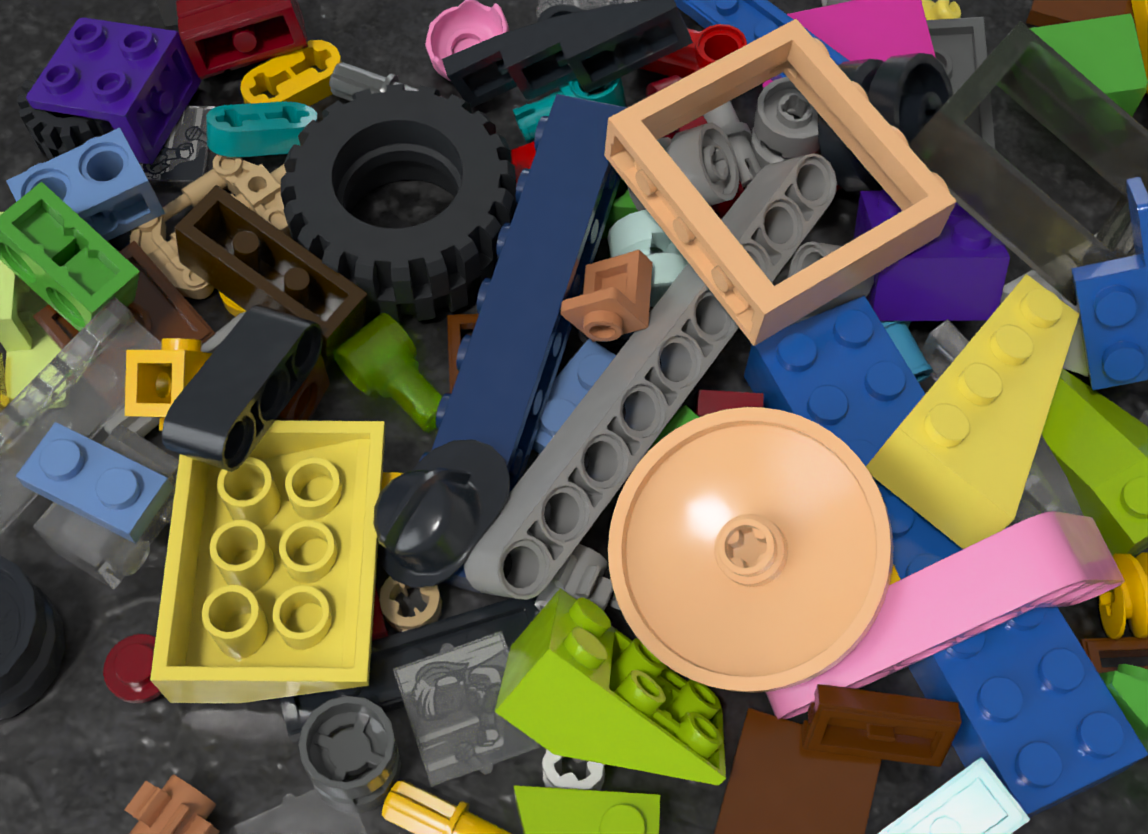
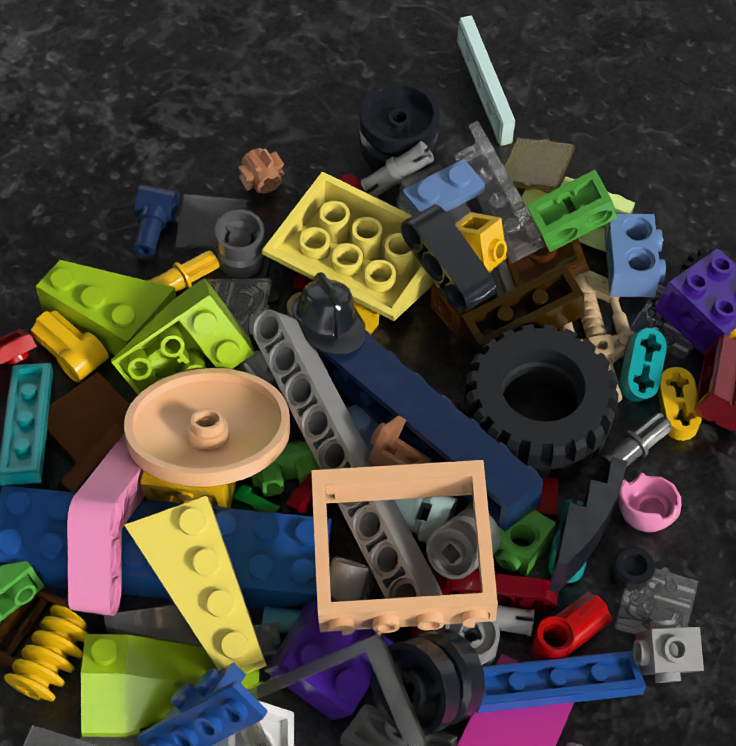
camera: 120 degrees right, 5 degrees down
(72, 589) = (397, 169): none -> light grey pin
(384, 361) = (448, 356): clear neon green pin -> none

